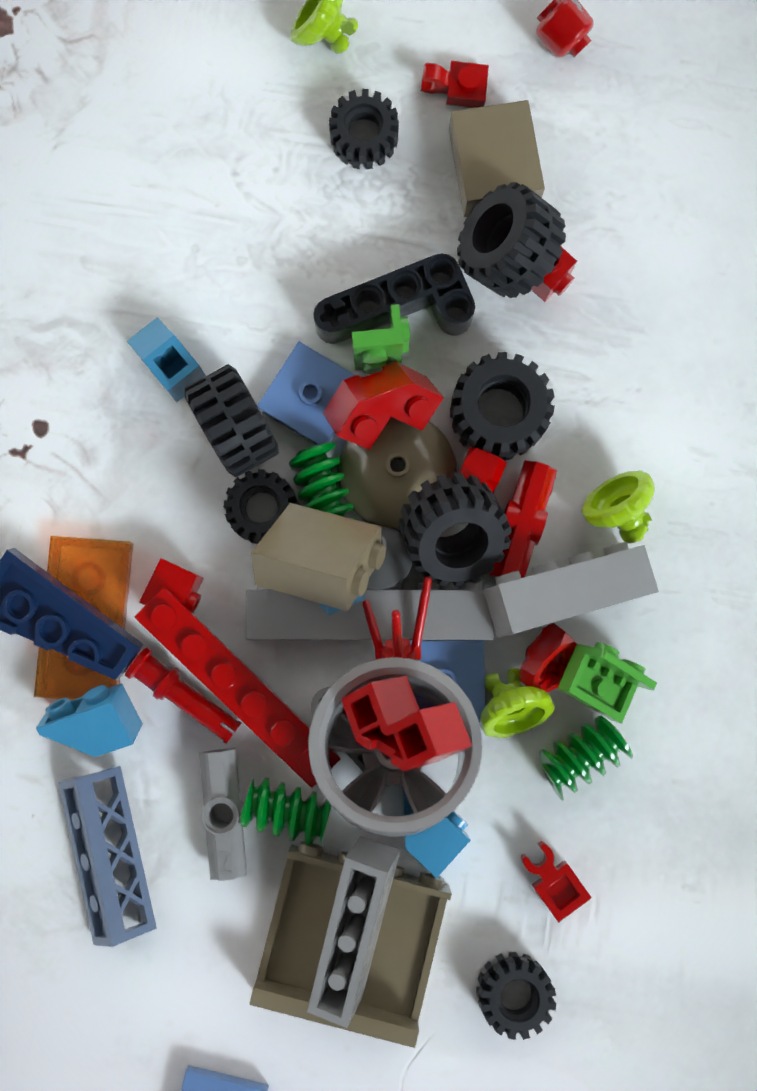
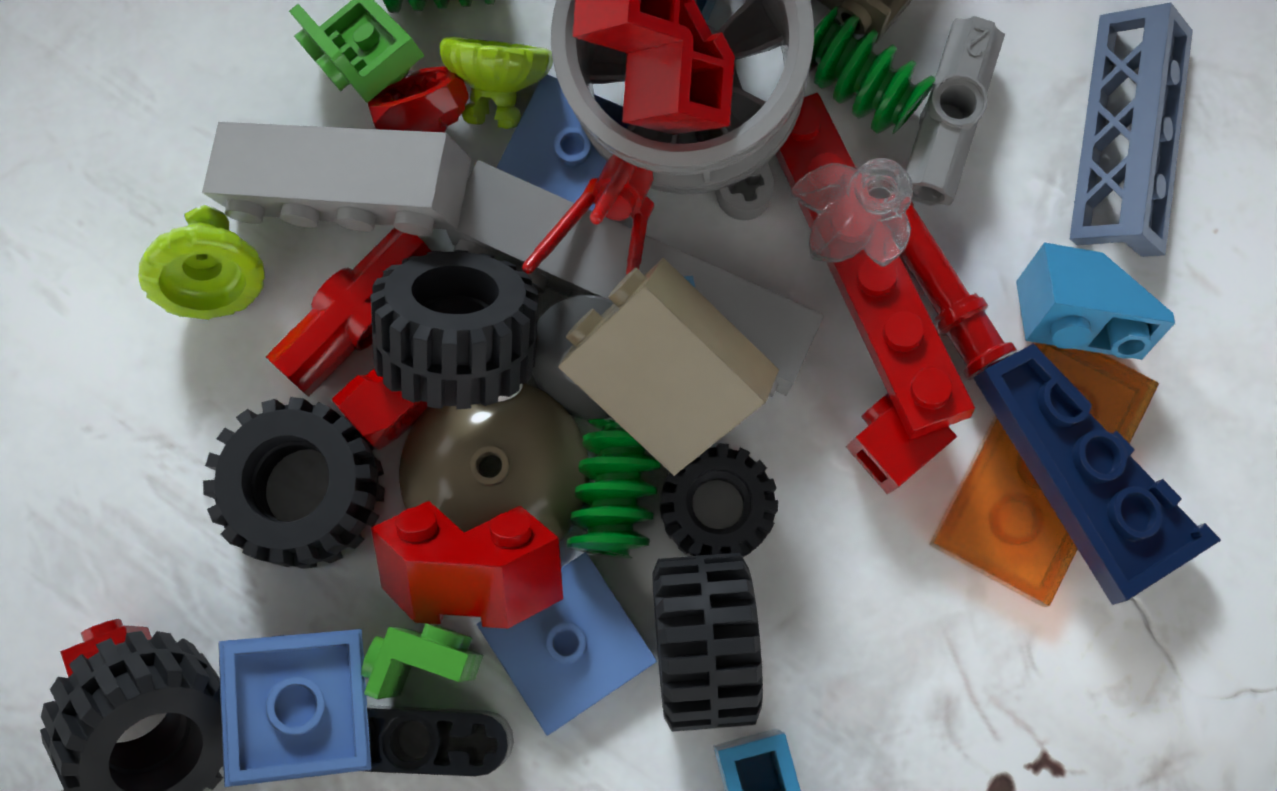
camera: 155 degrees left, 5 degrees down
(255, 703) = (850, 216): none -> clear plate
(435, 285) = (293, 707): none -> medium blue plate

